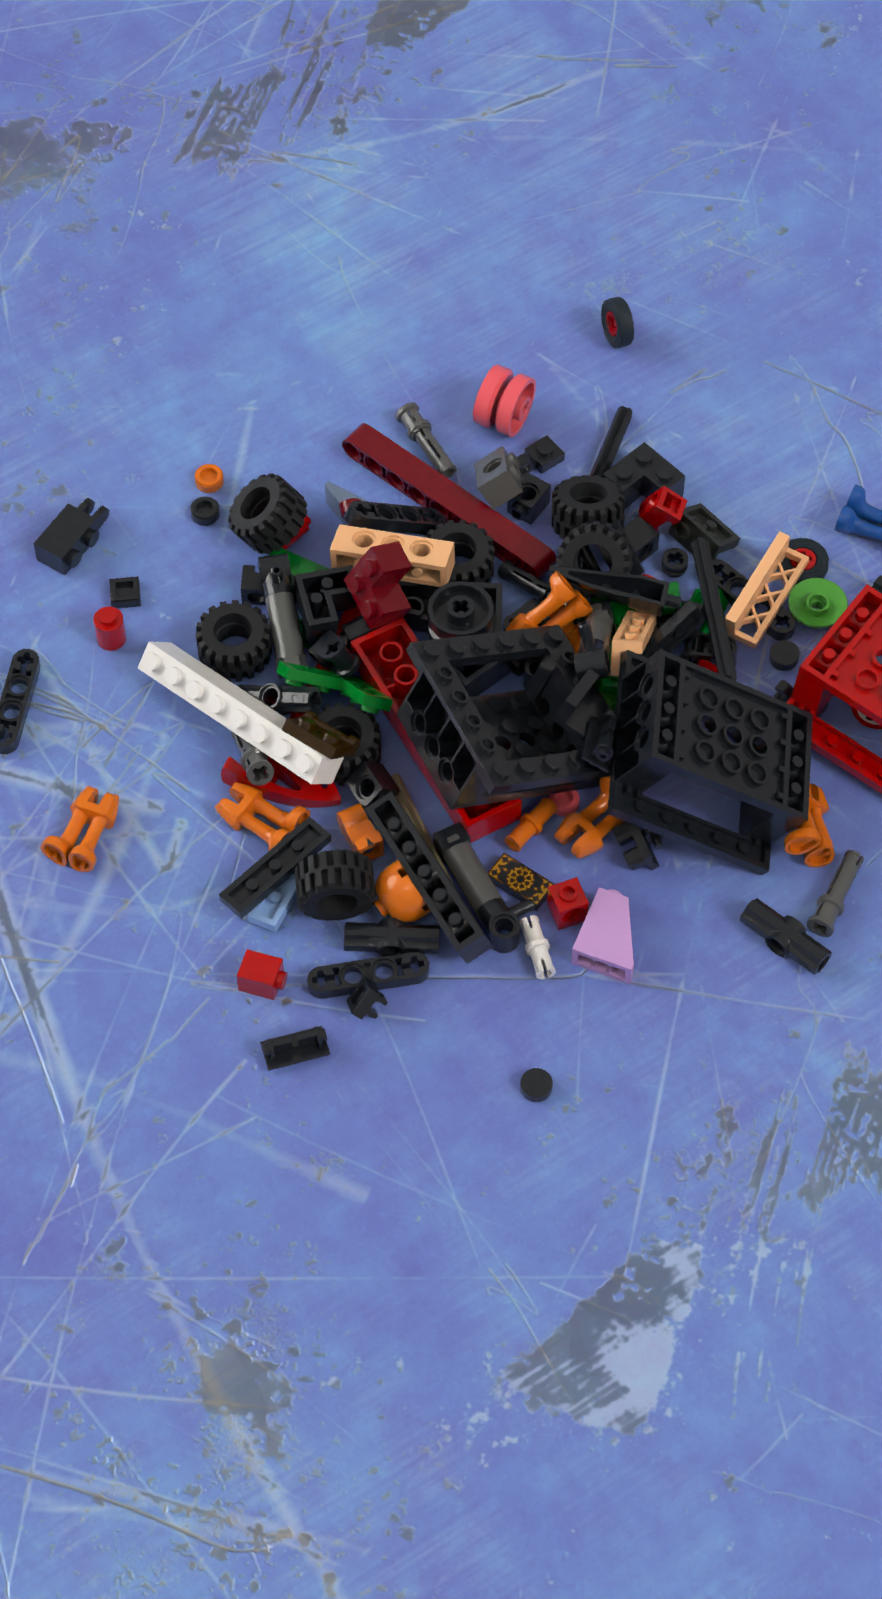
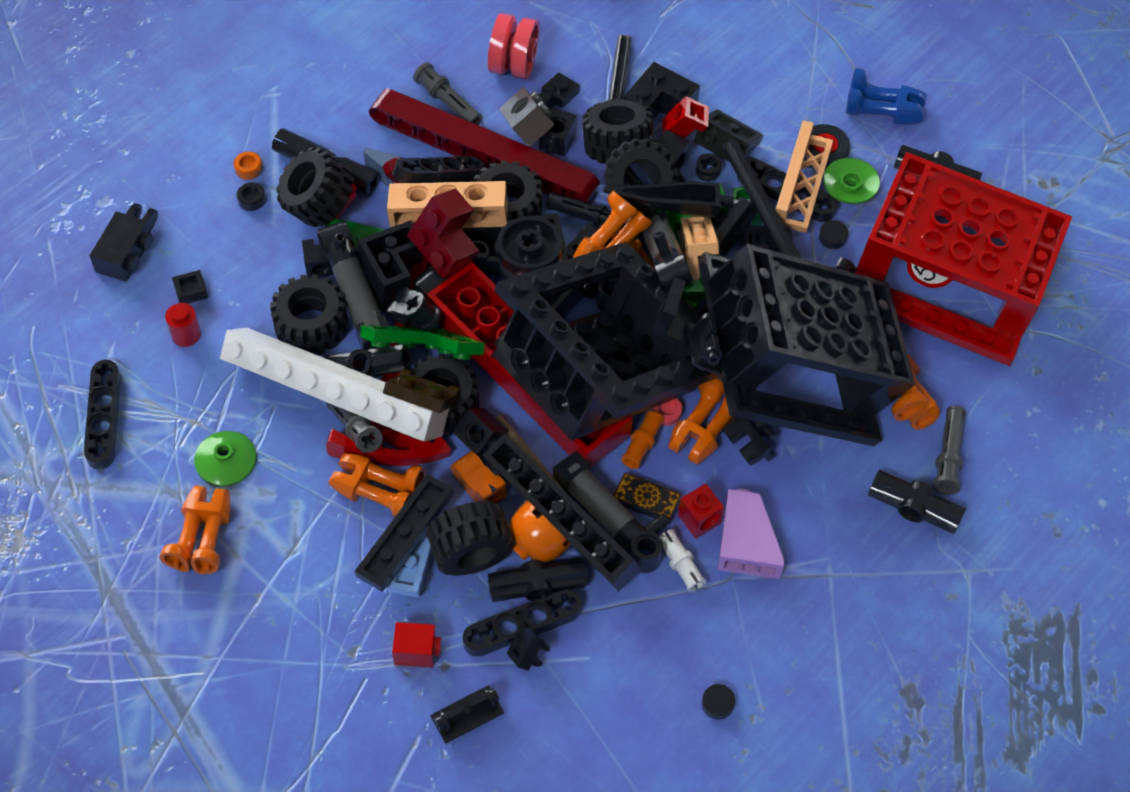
camera: 15 degrees left, 0 degrees up
(123, 776) = (225, 469): none -> bright green dish
(318, 510) = (364, 177): none -> black piece

